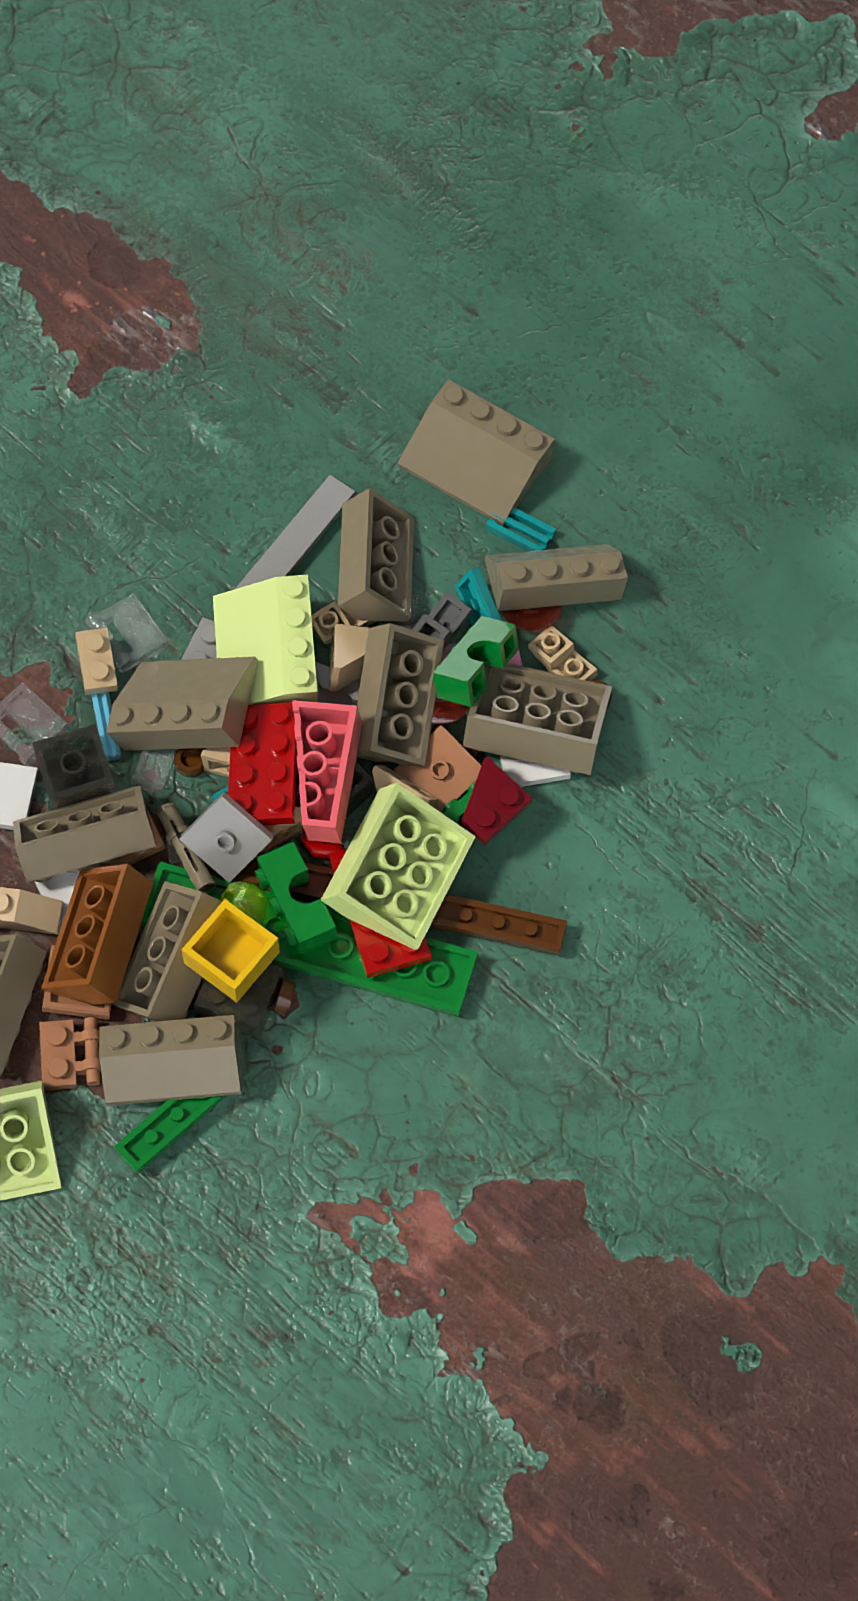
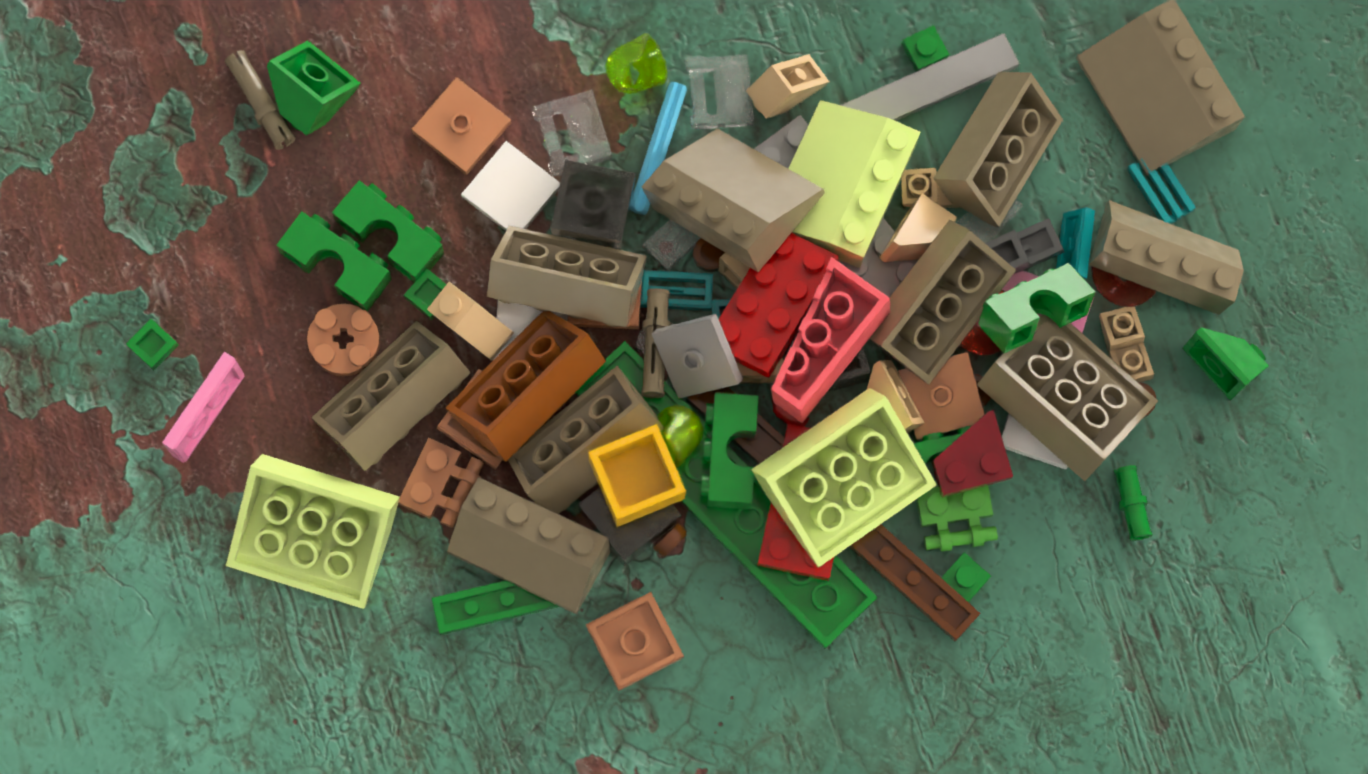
camera: 25 degrees right, 10 degrees up
(48, 636) = (645, 57): none -> clear neon green hair
(96, 661) = (672, 107): tan plate -> none
(177, 790) = (682, 304): none -> teal tile
(178, 600) = (786, 85): none -> tan slope
(273, 517) = (925, 48): none -> green plate
(301, 1092) = (634, 641): none -> nougat plate
(501, 850) = (959, 507): none -> bright green plate
(539, 899) = (966, 577): none -> green plate
(637, 774) = (1133, 503): none -> green pin
(645, 628) = (1226, 359): none -> green slope

